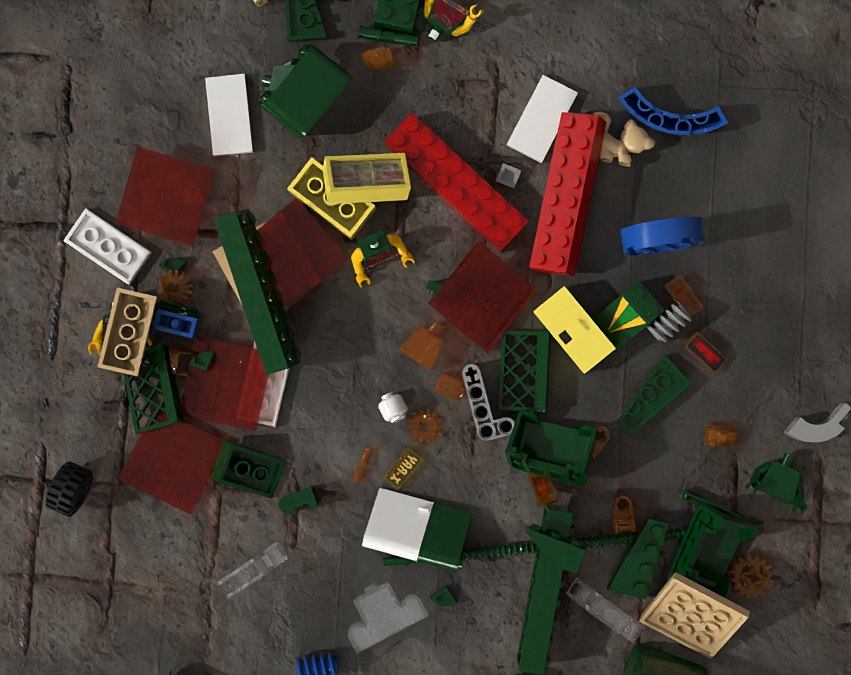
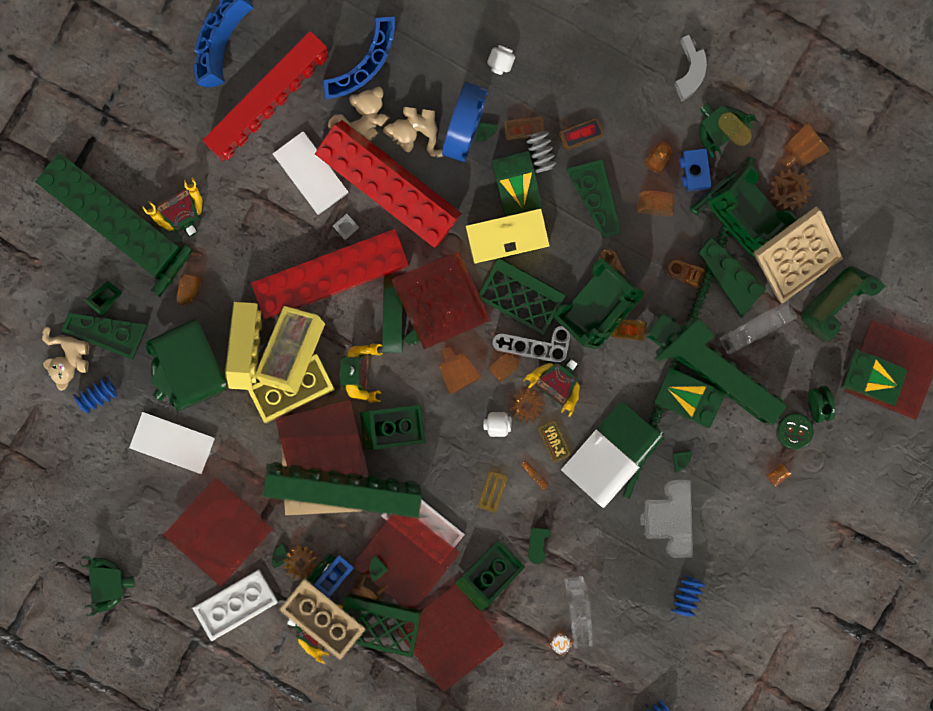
camera: 65 degrees left, 0 degrees up
(69, 118) = (106, 584): none -> dark green torso
(216, 567) = (560, 643): none -> tile
(238, 25) = (96, 395): none -> blue piece
(342, 310) = (392, 427): none -> dark green slope
(344, 431) = (487, 507): none -> clear yellow tile
(349, 133) = (244, 346): none -> light yellow brick
(442, 260) = (391, 318): none -> dark green slope
(458, 445) = (557, 383): none -> torso
(505, 577) = (689, 398): none -> dark green slope
(593, 42) = (266, 96): none -> red brick
(625, 186) = (405, 131): none -> tan animal
(662, 262) = (485, 131): none -> dark green tile
(675, 455) = (656, 203): none -> clear orange torso
(737, 243) = (501, 59): none -> white head
(737, 476) = (699, 159): none -> blue brick
(783, 495) = (734, 129): none -> clear yellow tile
(798, 571) = (804, 148): none -> clear orange torso

